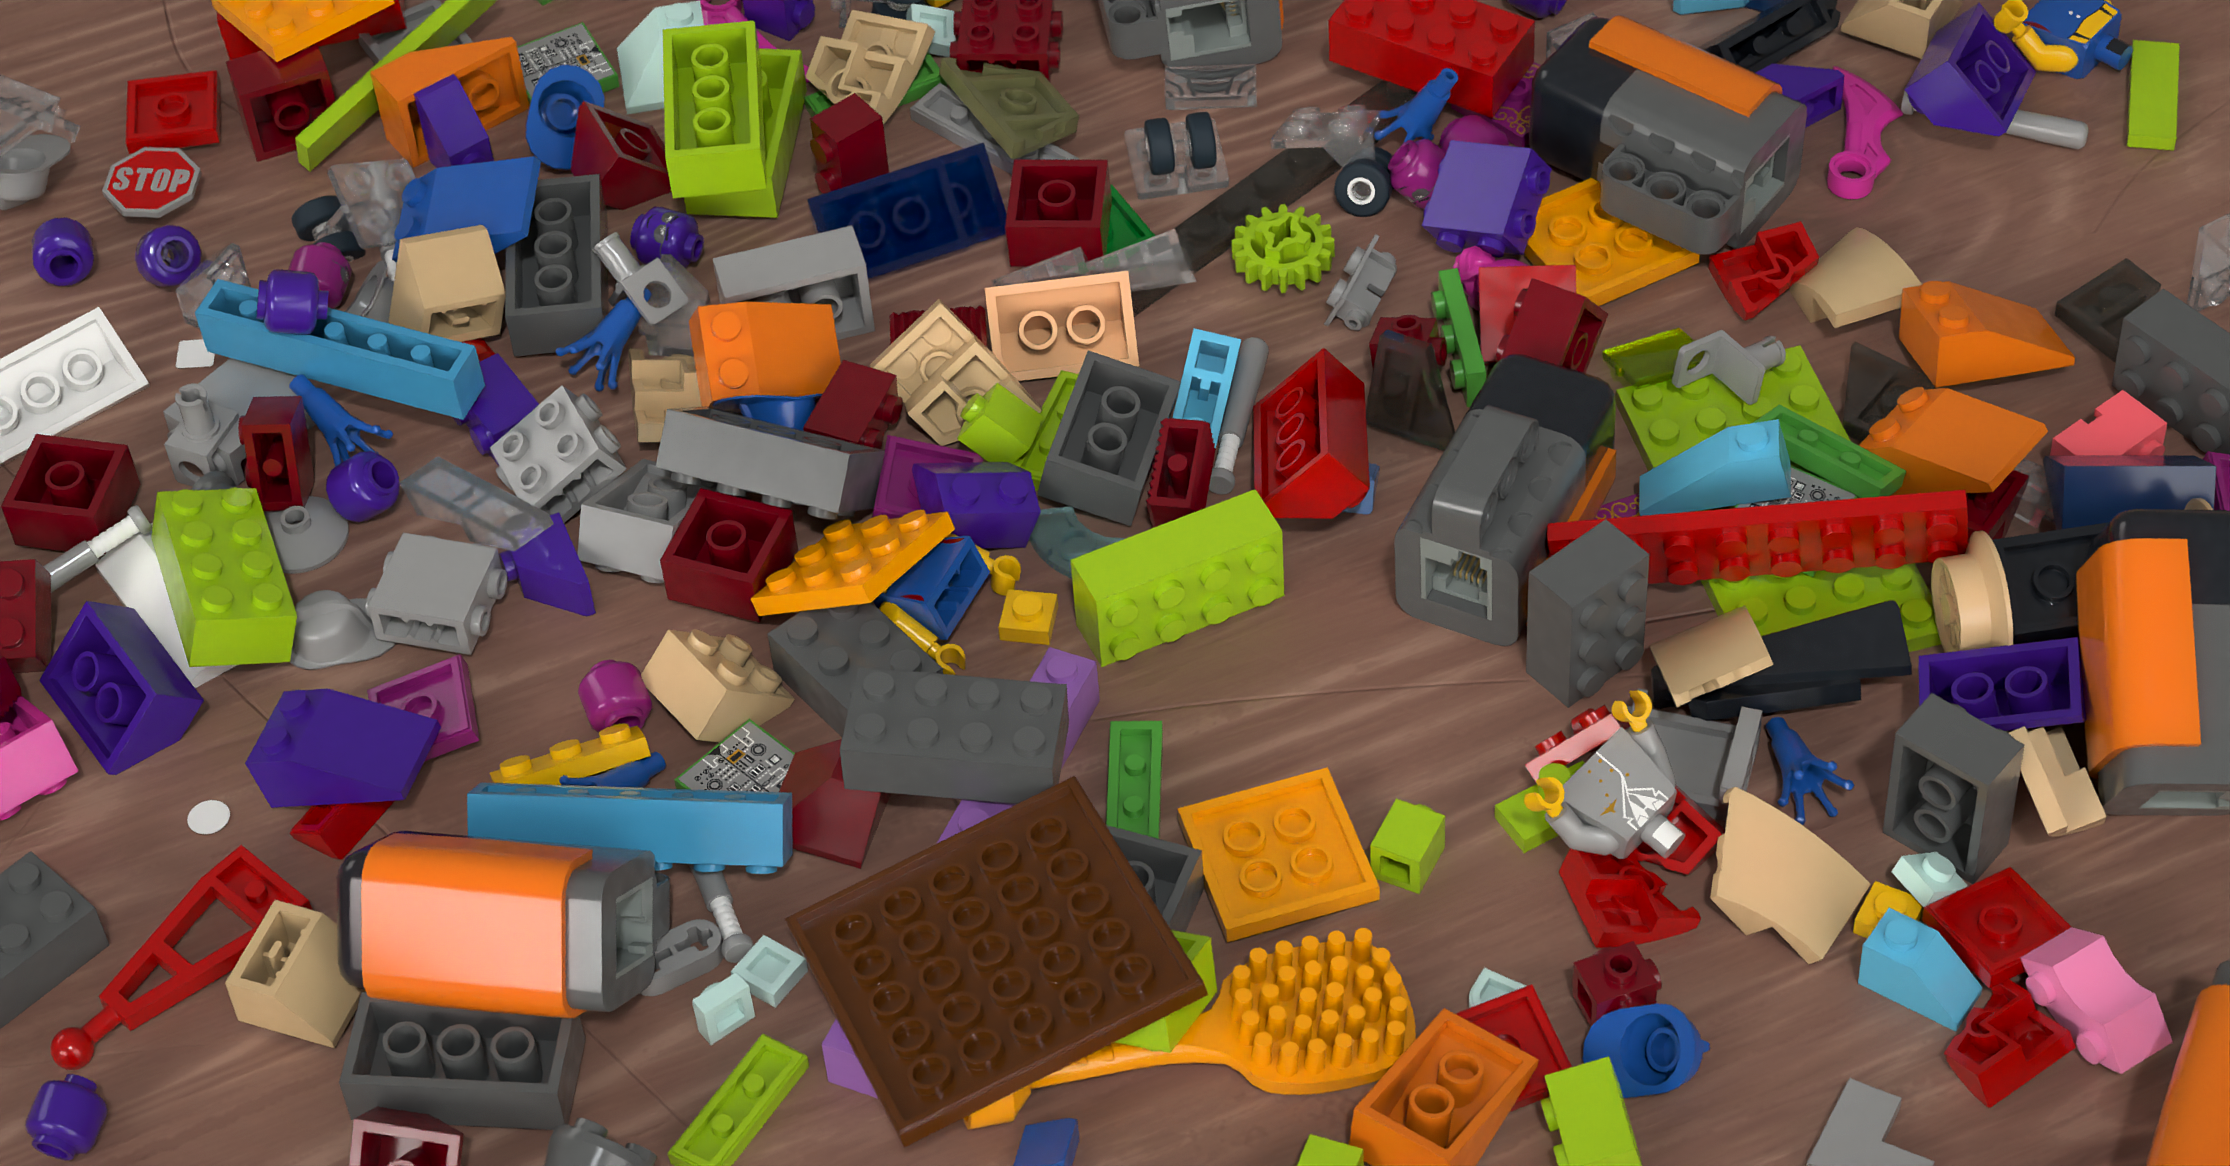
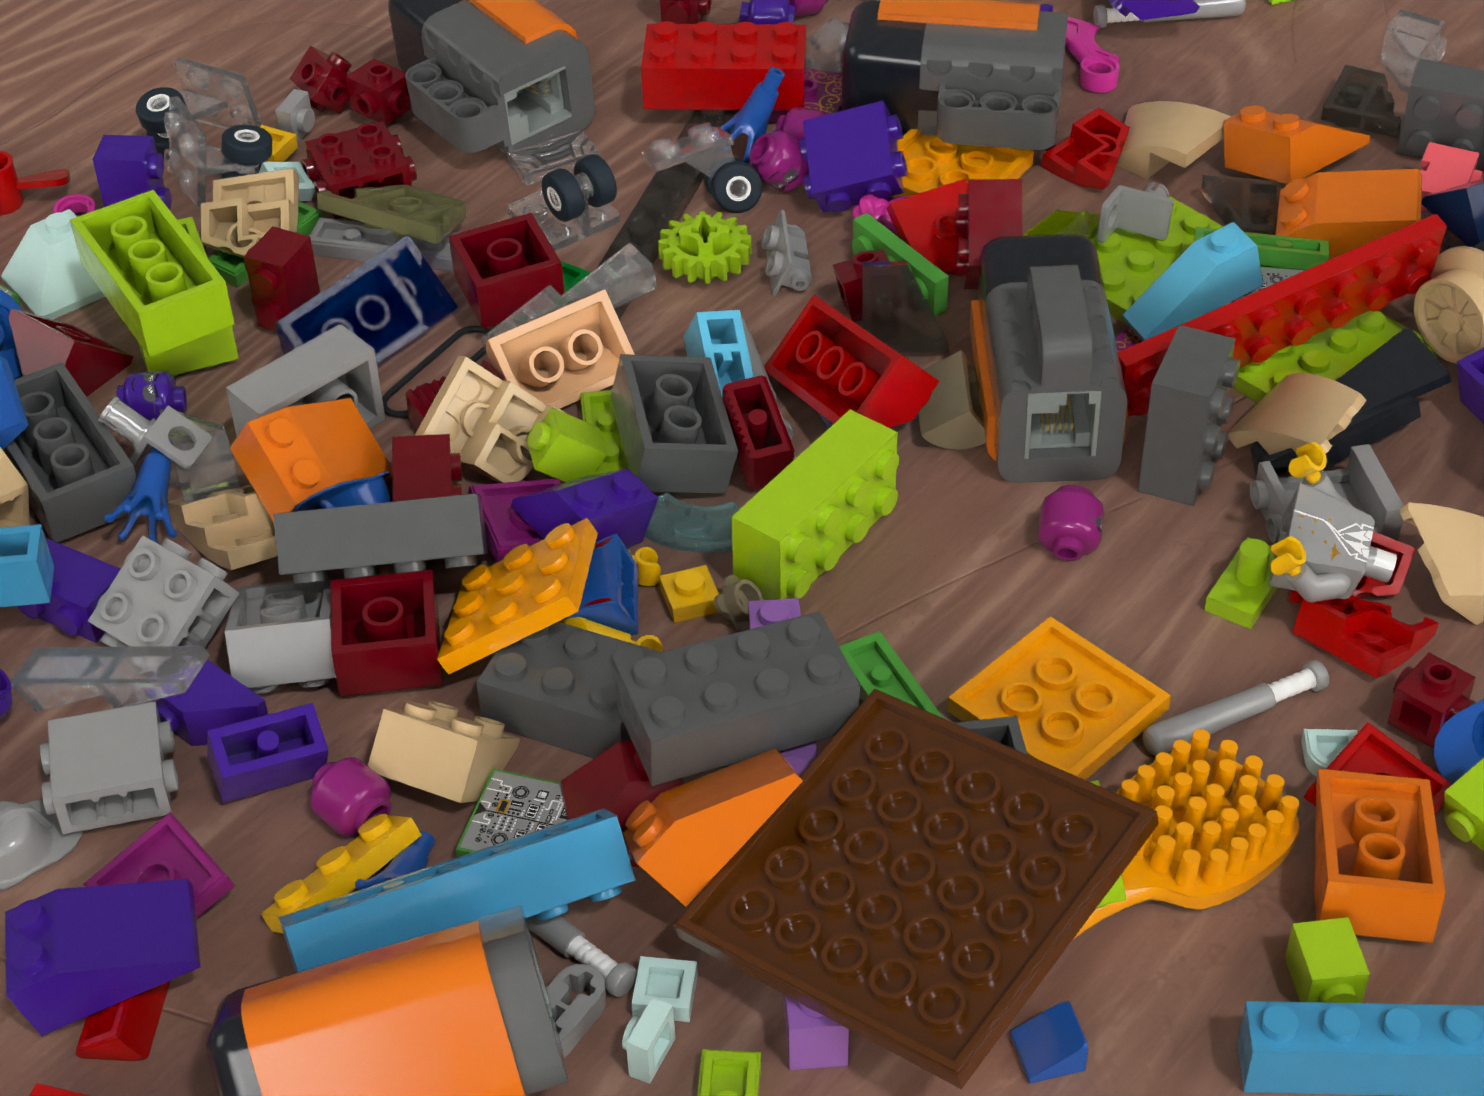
camera: 30 degrees left, 5 degrees down
(565, 630) = (266, 752): none -> dark purple brick
(860, 837) = (705, 822): none -> orange slope
(929, 289) = (403, 414): none -> black piece
(1063, 629) = (734, 600): none -> dark tan plate
(1388, 507) = (953, 412): none -> dark tan brick
(1408, 845) = (1166, 652): lime brick -> none
(1419, 681) = (1071, 522): none -> magenta head
(1437, 923) = (1233, 708): none -> light grey piece
(1590, 731) = (1247, 519): plate -> none
(1801, 769) = (1425, 479): blue piece -> none

